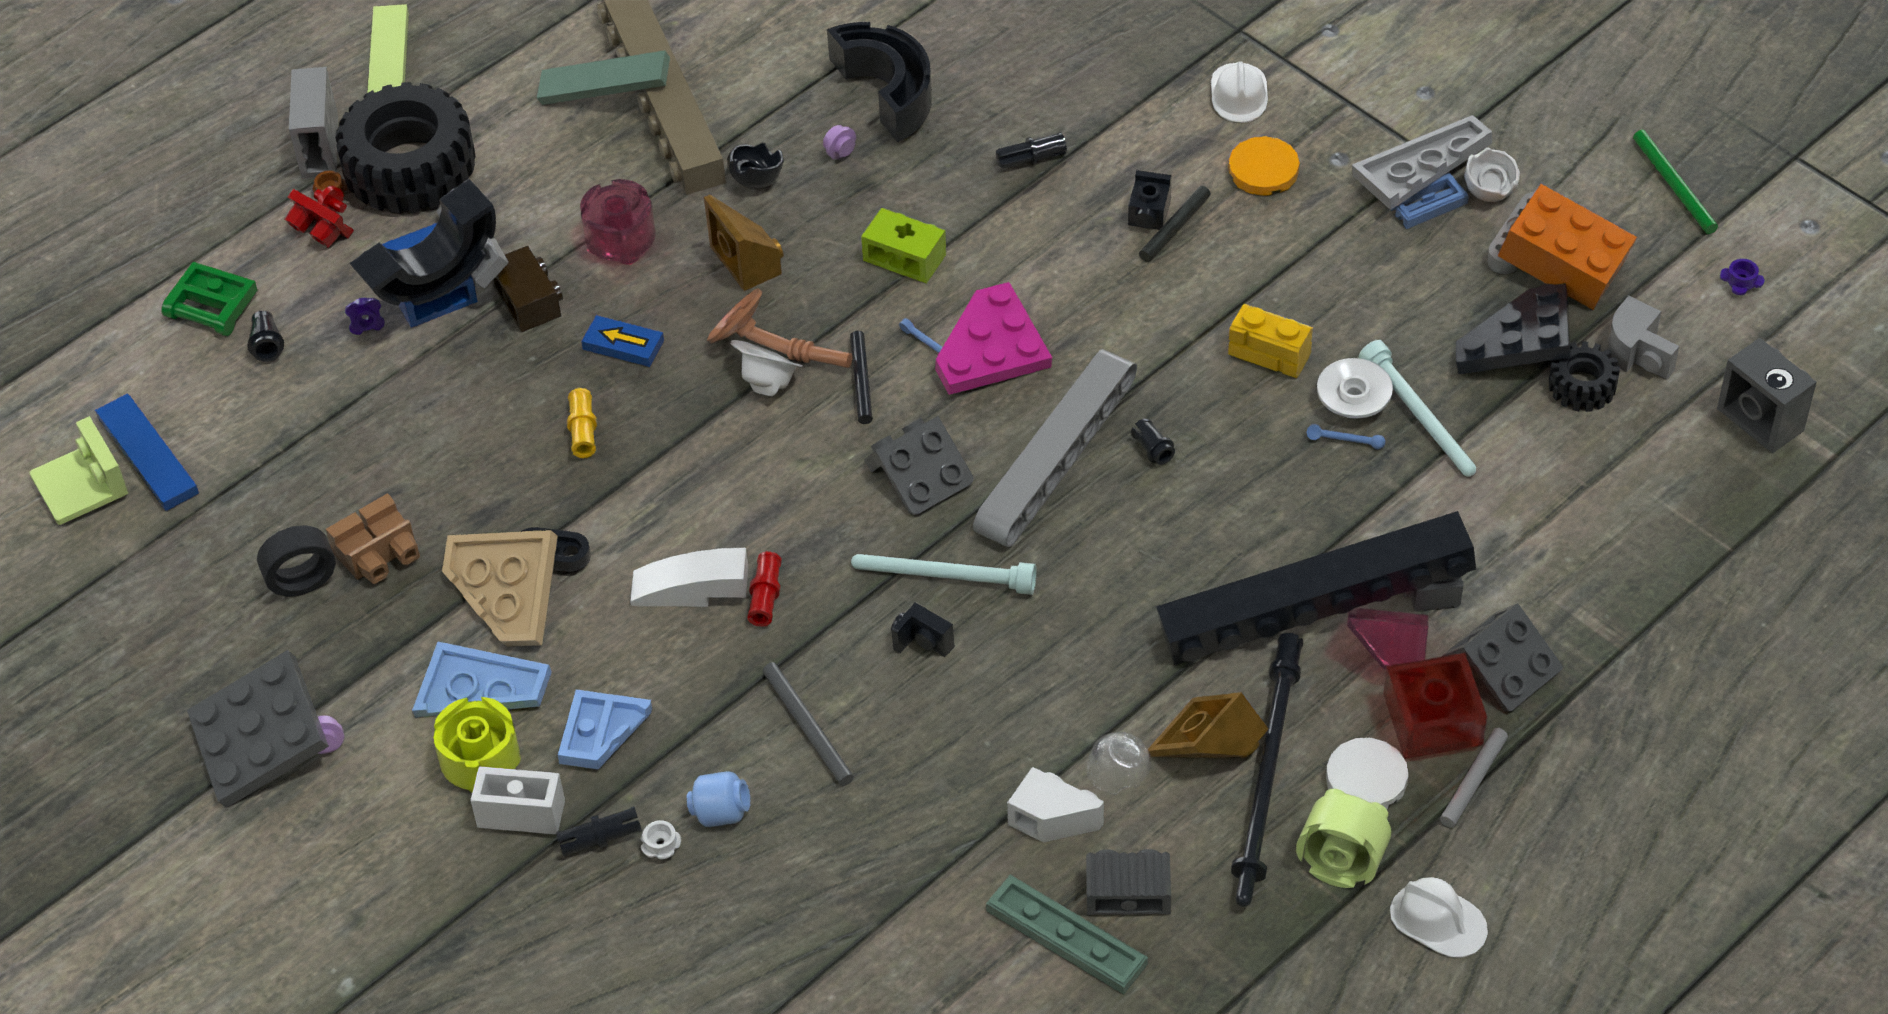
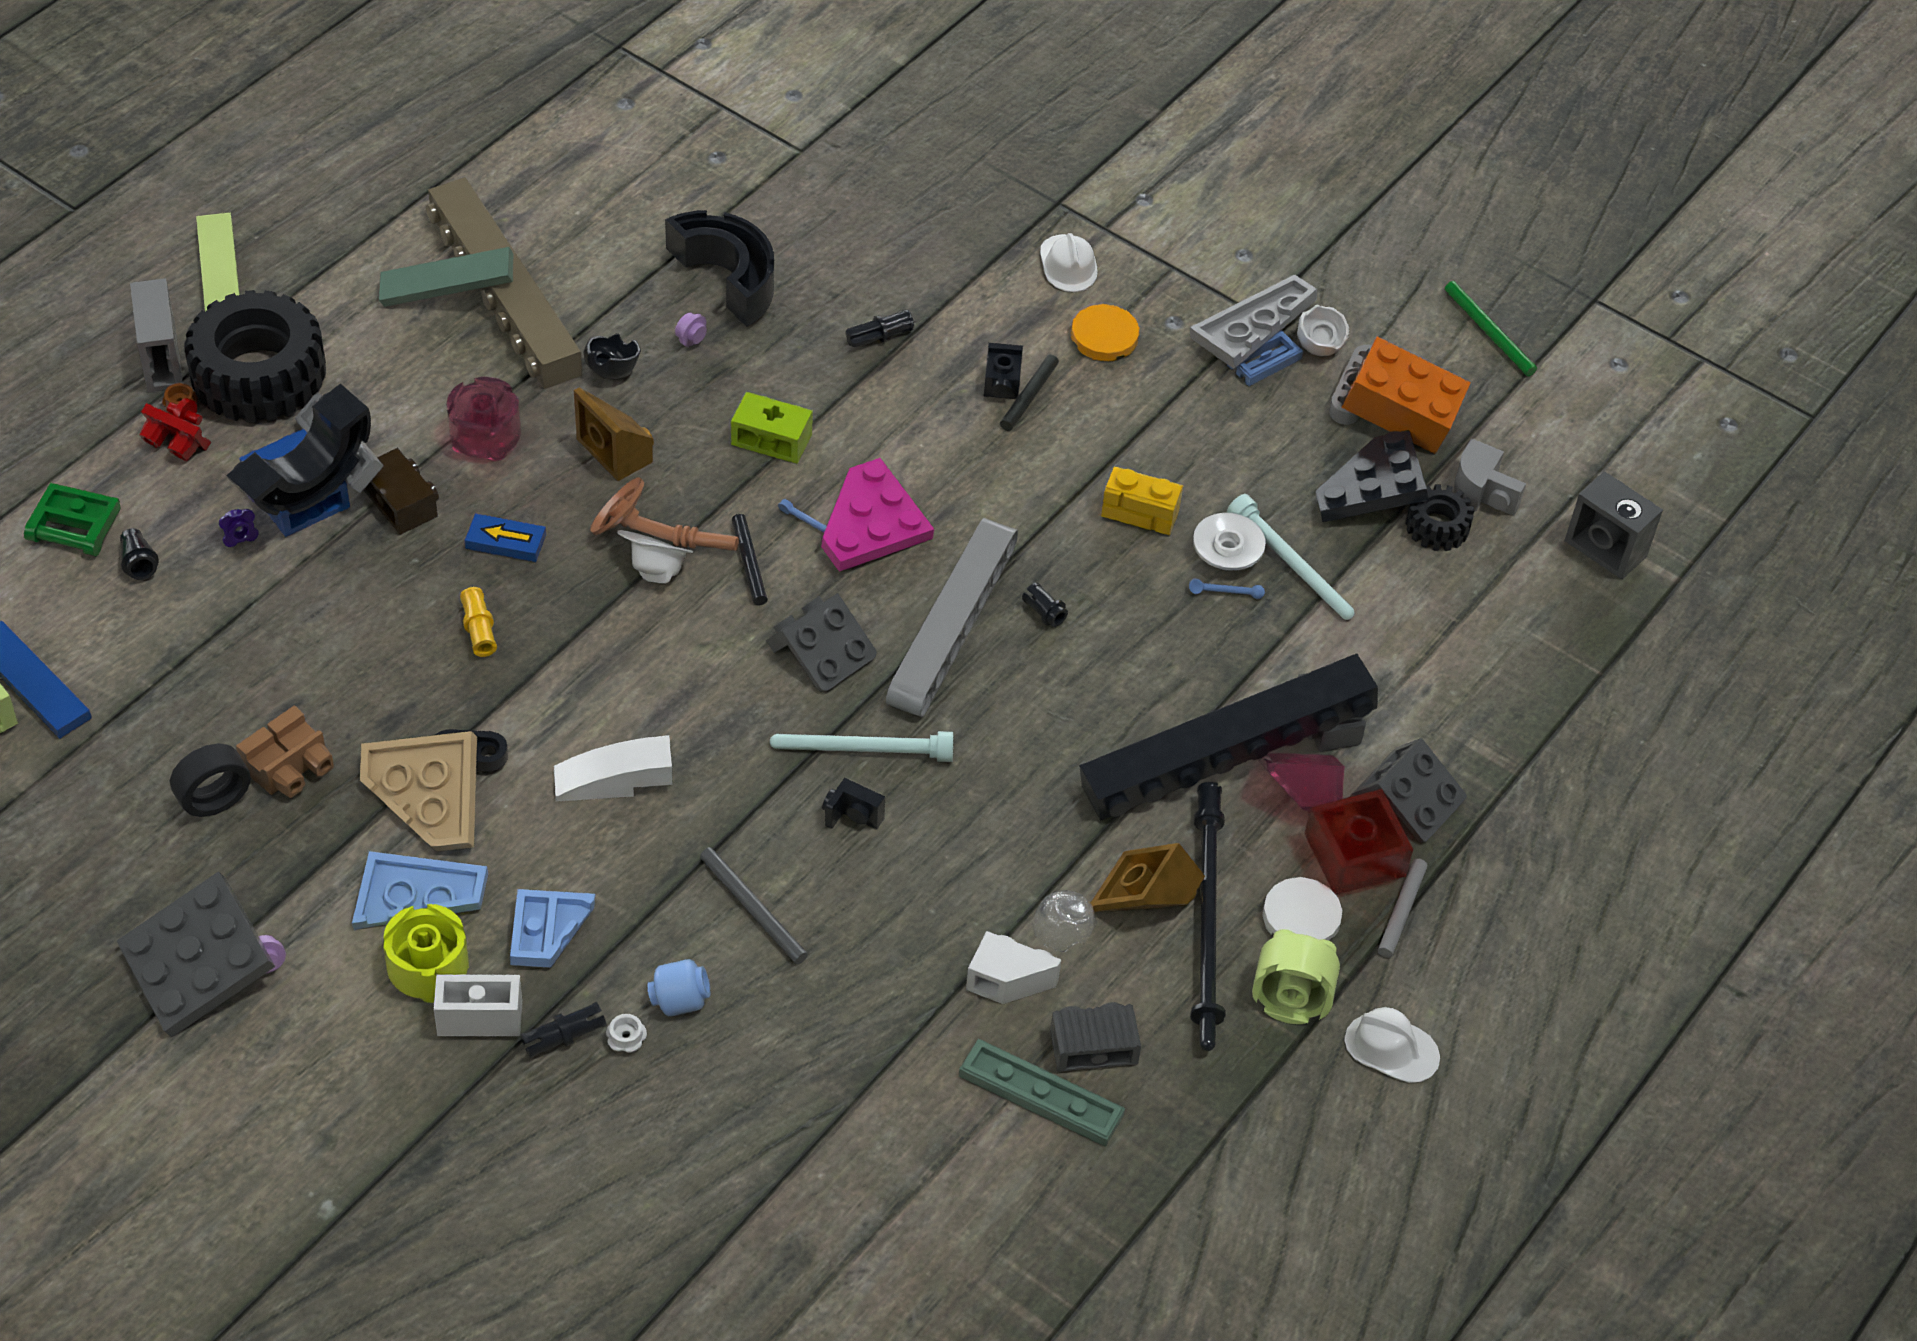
camera: 15 degrees left, 0 degrees up
(764, 589) = (689, 775): red pin -> none
(1742, 276) = (1568, 414): dark purple plate -> none

